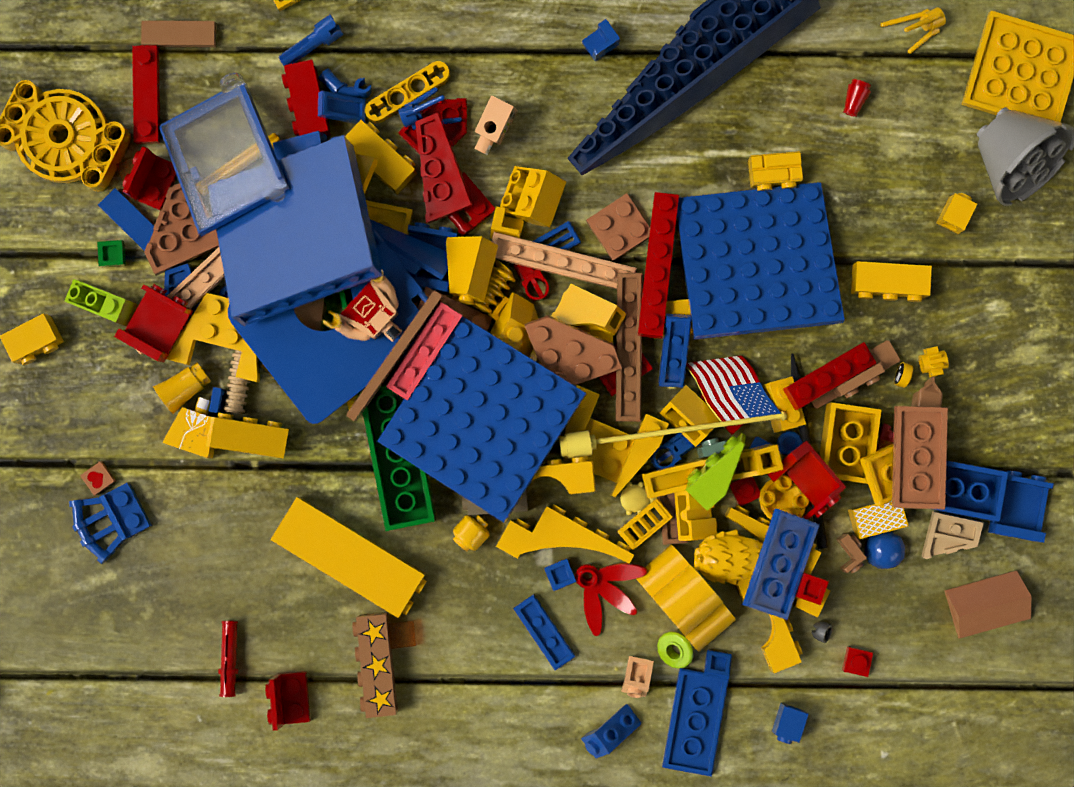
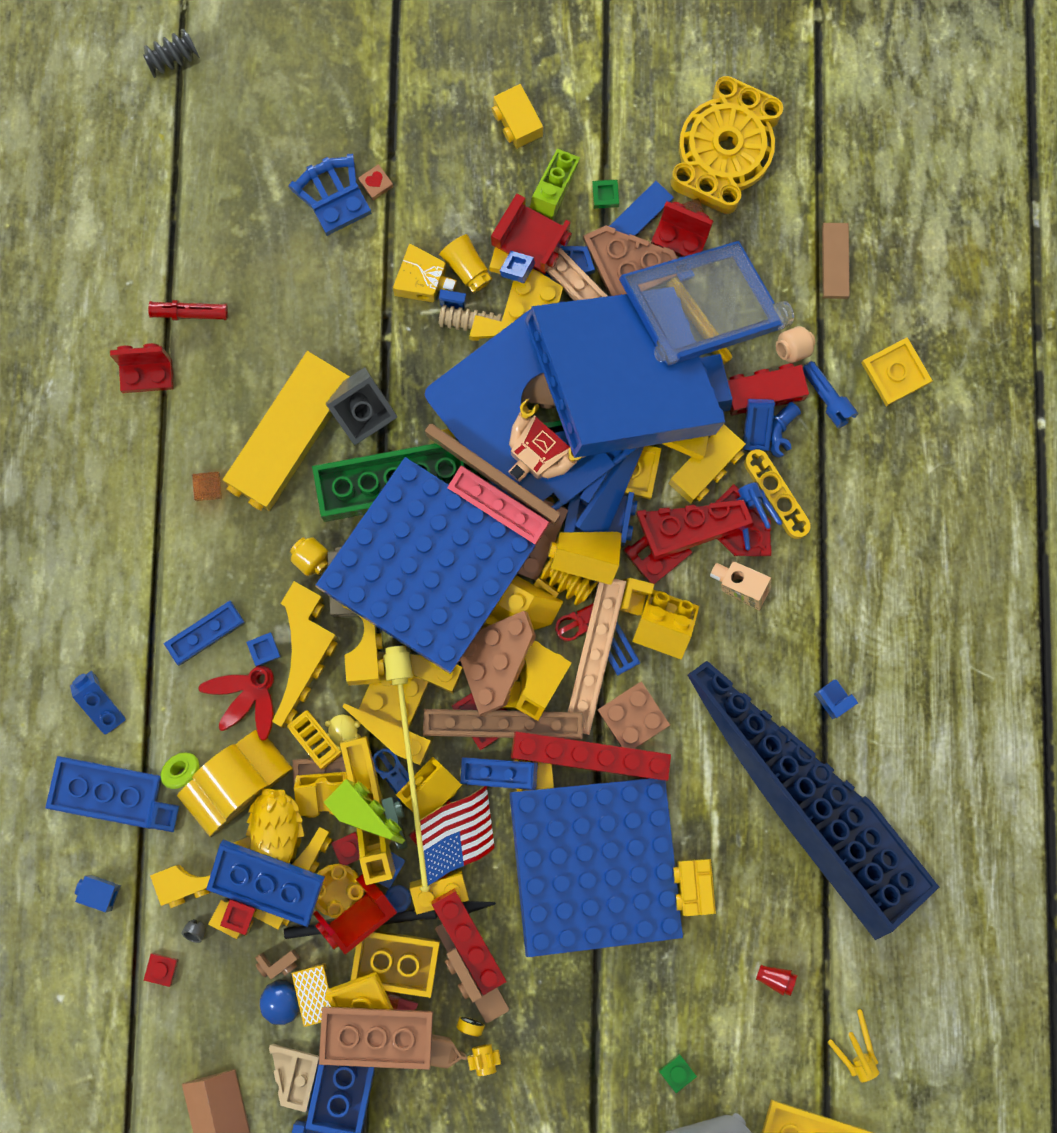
camera: 85 degrees right, 5 degrees down
(146, 94) = (771, 228): red plate -> none
(187, 336) = (517, 266): none -> plate
(247, 436) = (414, 327): yellow brick -> none
(262, 72) = (795, 344): none -> light nougat head
(326, 486) = (360, 406): none -> dark grey slope
(376, 665) = (176, 458): medium nougat brick -> none
(637, 677) = (153, 730): light nougat bracket -> none
(891, 281) = (573, 1014): yellow brick -> none
(940, 188) = (677, 1073): none -> green plate
(957, 212) = (649, 1091): yellow brick -> none

